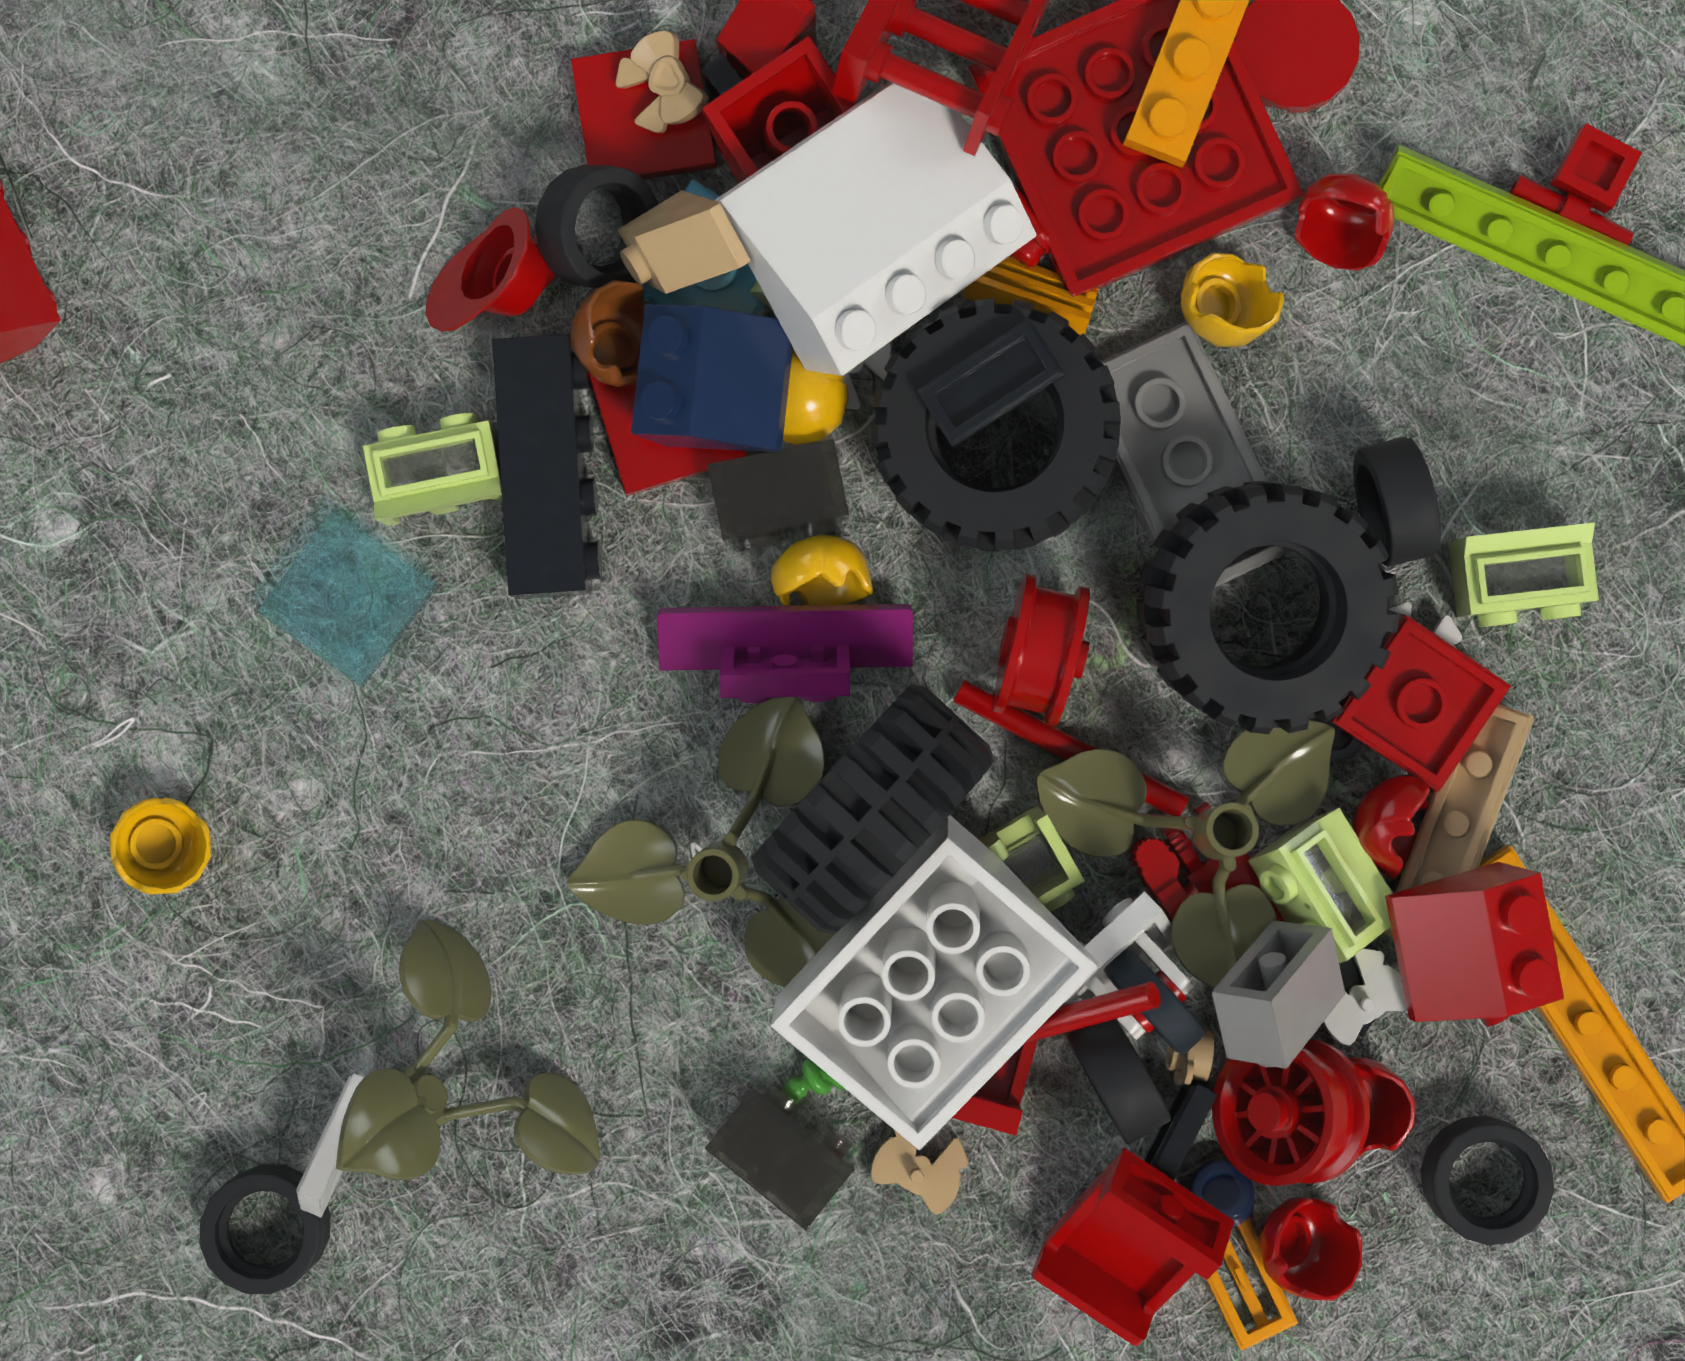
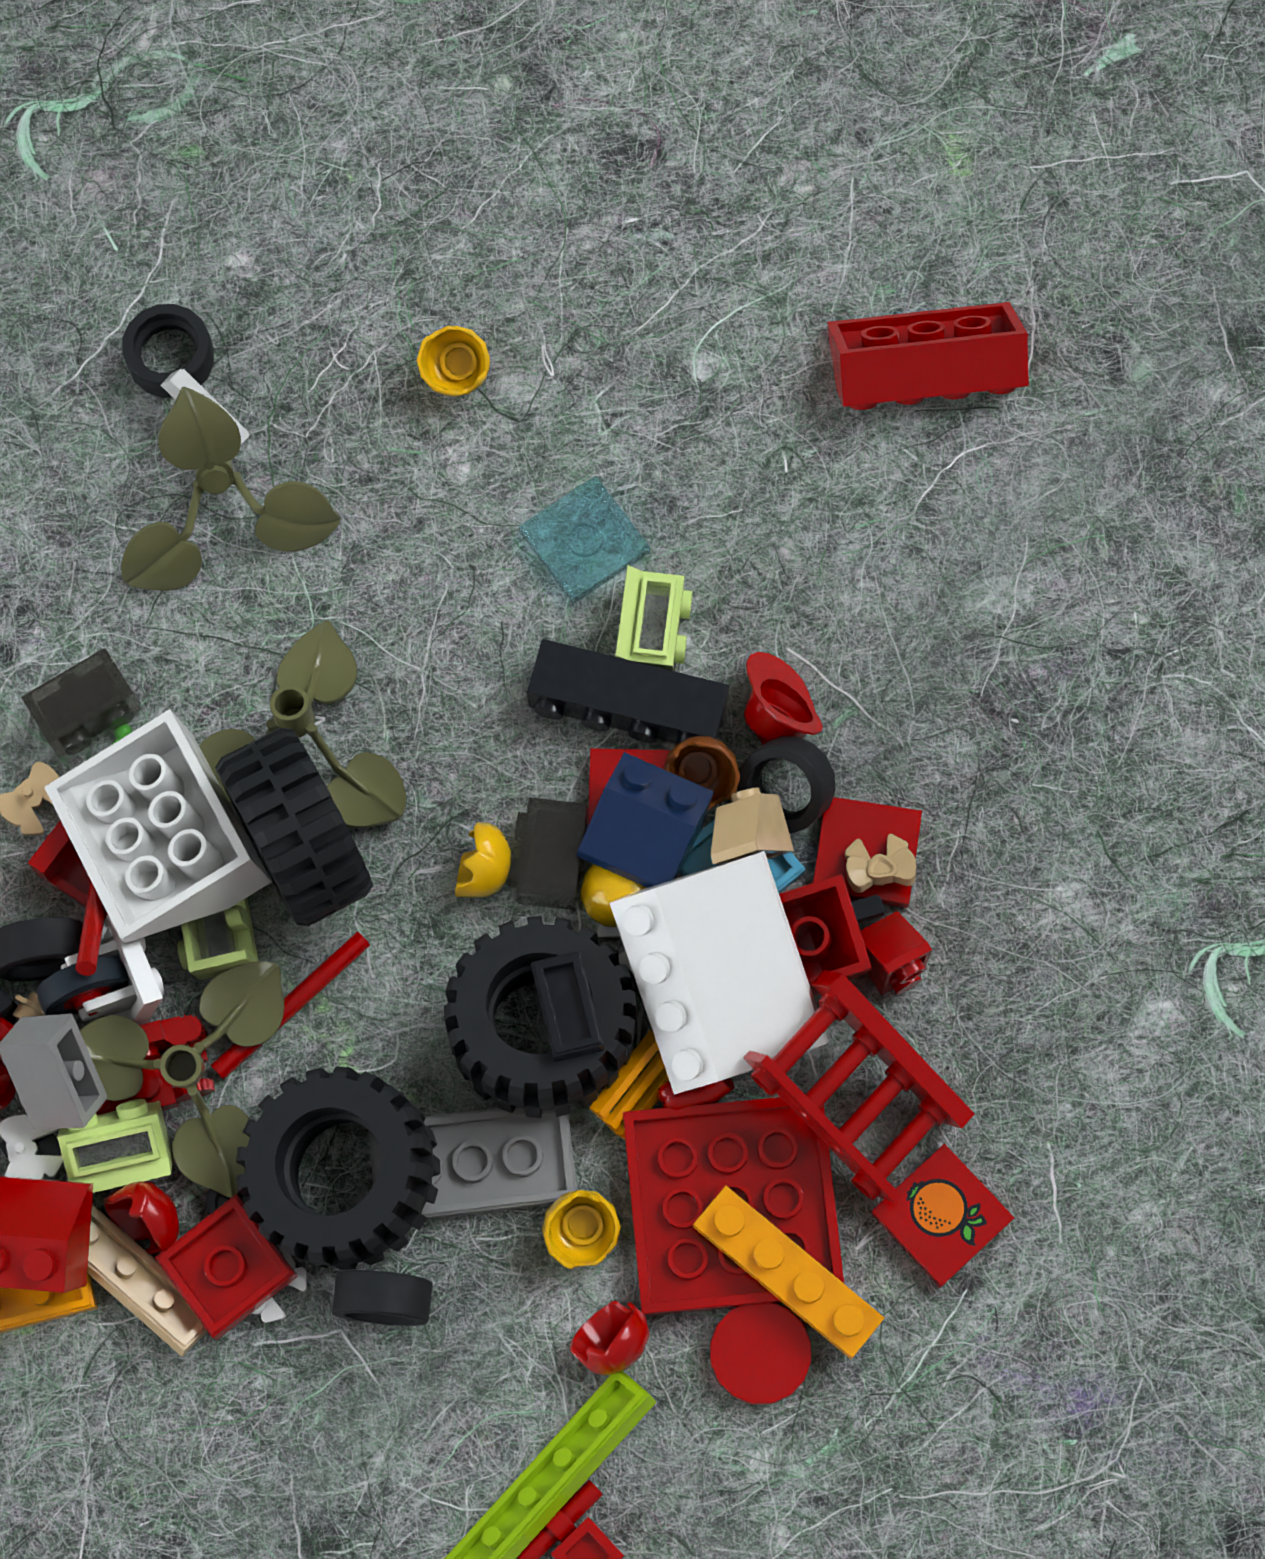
camera: 110 degrees right, 15 degrees down
(785, 648) = (435, 822): magenta bracket -> none
(1042, 650) = (367, 994): red wheel -> none
(1524, 572) = (292, 1385): yellowish green window -> none

